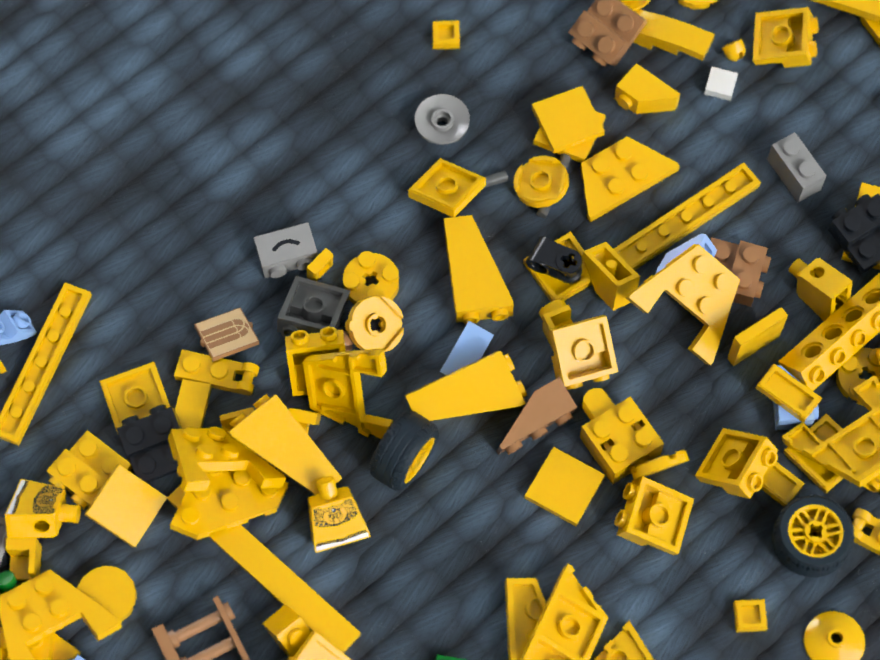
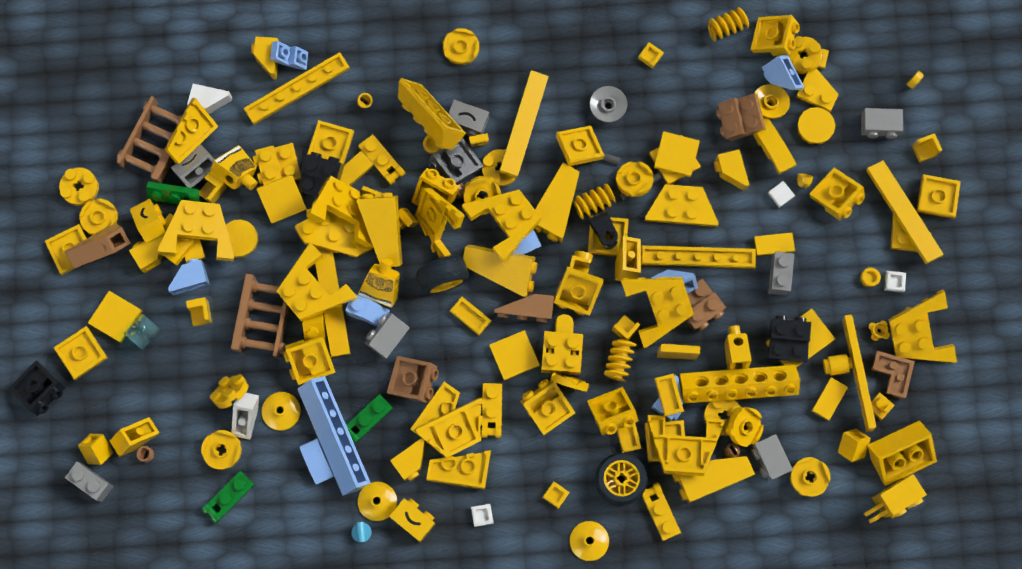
camera: 35 degrees right, 10 degrees up
(141, 312) = (366, 97): none -> yellow hinge
(211, 176) = (461, 46): none -> yellow tile
(226, 334) = (401, 142): piece -> none
(238, 273) = (429, 114): none -> yellow slope
(250, 596) = (304, 292): none -> yellow wing
(264, 311) = (429, 145): none -> yellow tile
(341, 564) = (365, 310): none -> light blue slope
(360, 210) = (523, 124): none -> yellow tile
(390, 575) = (386, 334): none -> light grey brick
(434, 319) = (511, 213): none -> yellow wing
(465, 605) = (412, 379): none -> medium nougat plate
(473, 479) = (470, 316): none -> yellow tile
(514, 237) = (595, 200): none -> yellow piece
(591, 570) = (492, 409): none -> yellow plate
(671, 358) = (625, 328): none -> yellow panel
(693, 398) = (619, 359): none -> yellow piece
(758, 142) = (777, 242): none -> yellow tile

